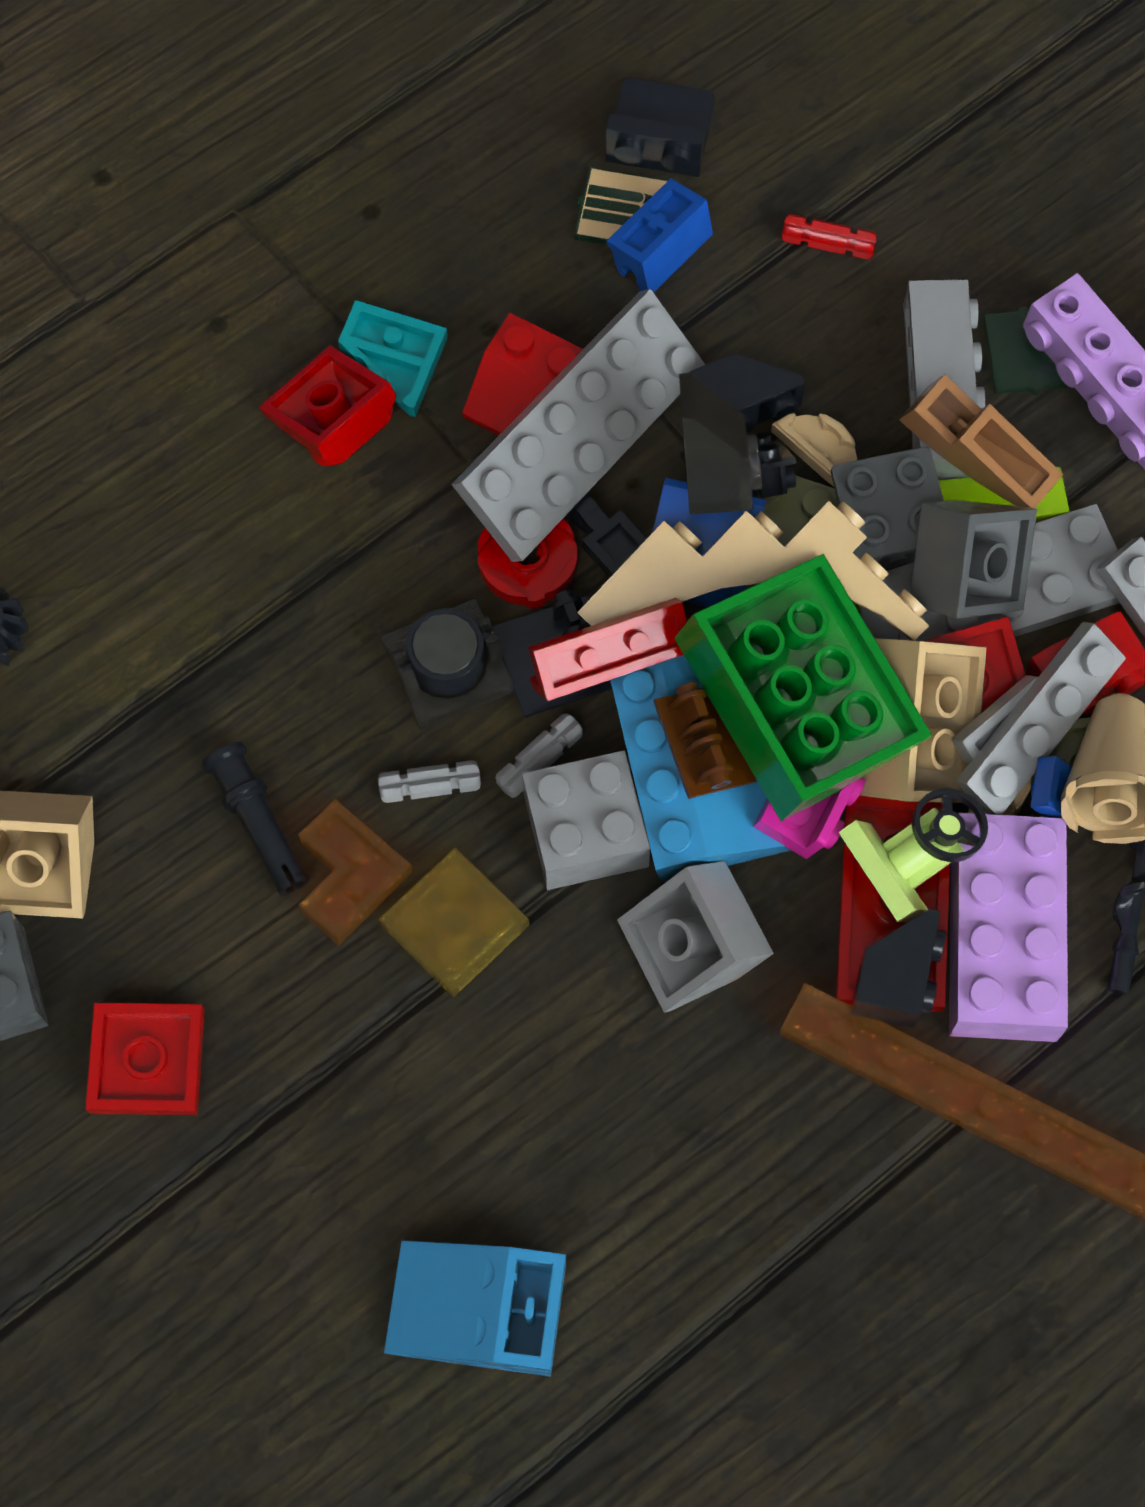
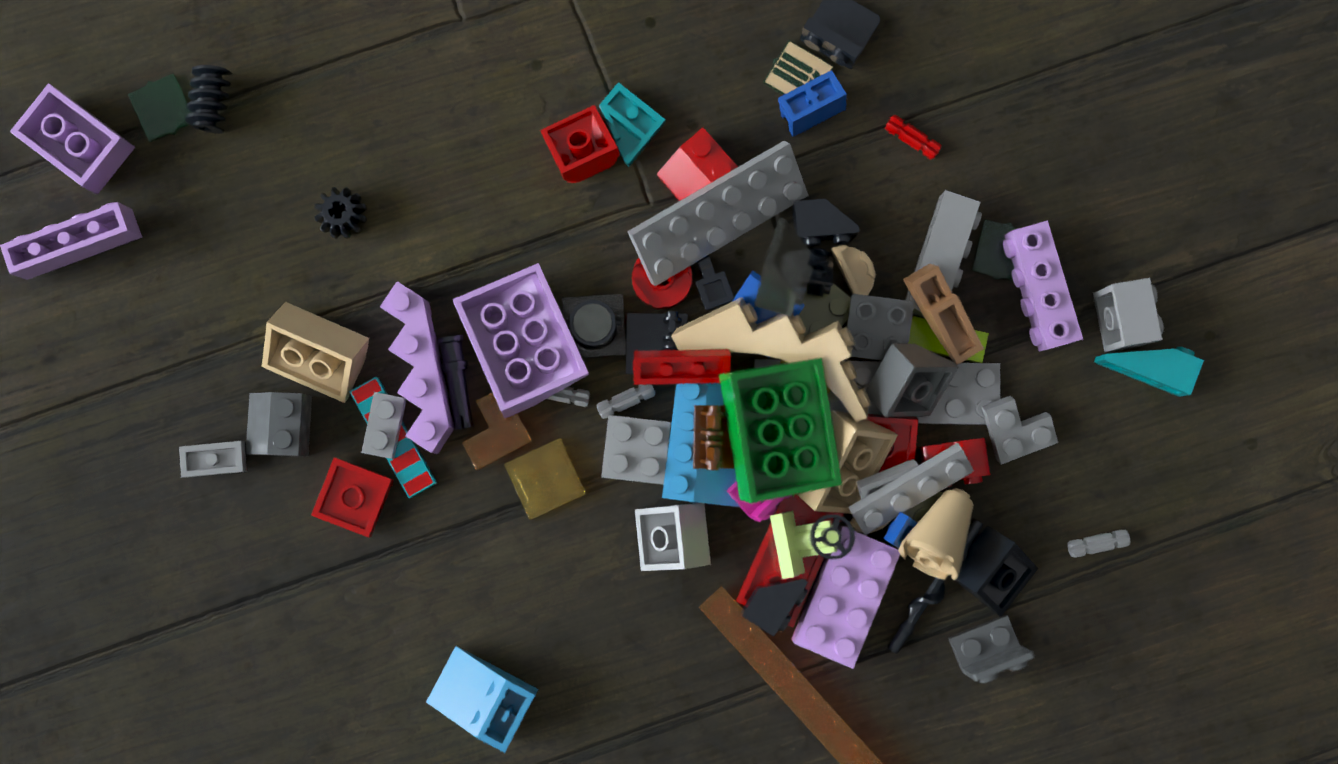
camera: 20 degrees right, 15 degrees up
(161, 924) = (384, 425): none -> light grey plate
(178, 791) = (426, 381): none -> lavender brick
(182, 943) = (408, 461): none -> tile
(338, 713) = (520, 339): none -> lavender slope

